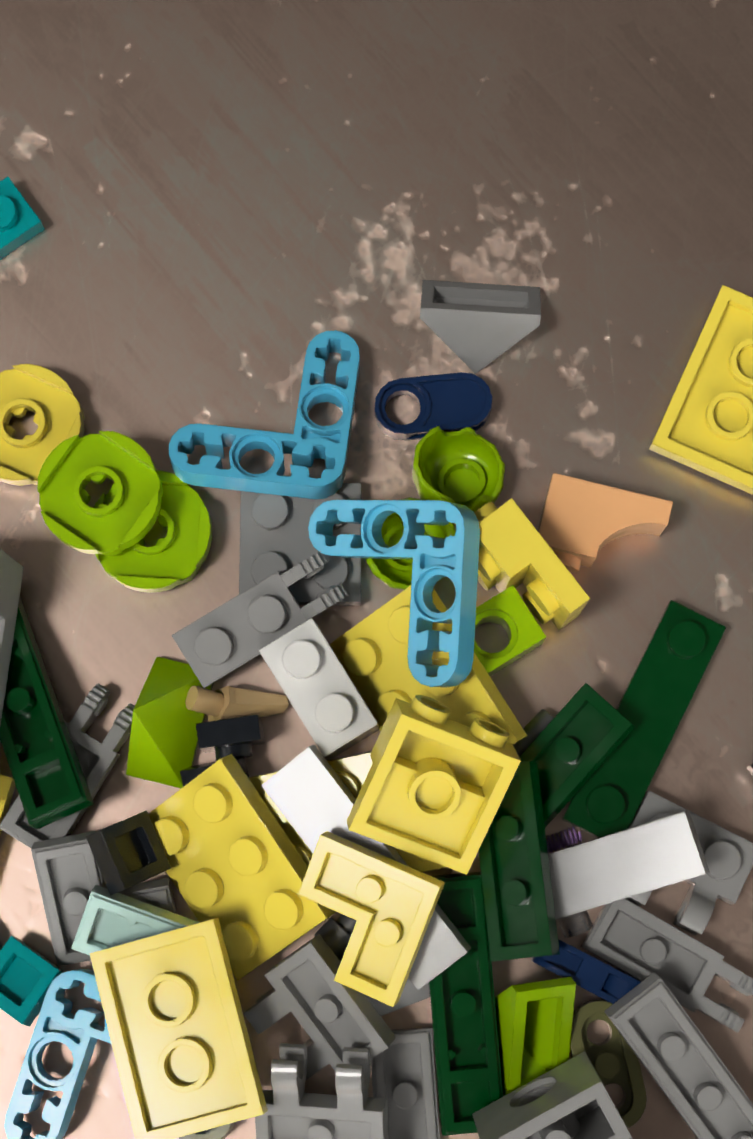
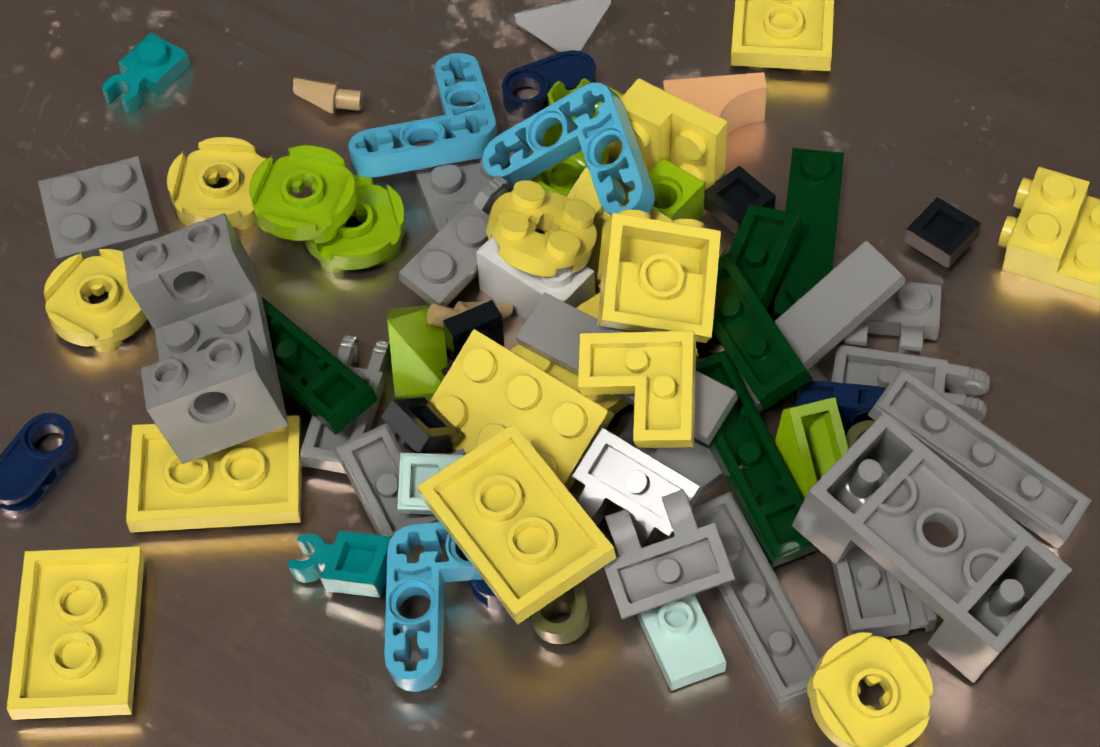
camera: 20 degrees left, 25 degrees down
(179, 333) = (327, 95): none -> tan bar
(367, 652) = (567, 226): none -> light yellow plate
(582, 652) = (731, 197): none -> black plate

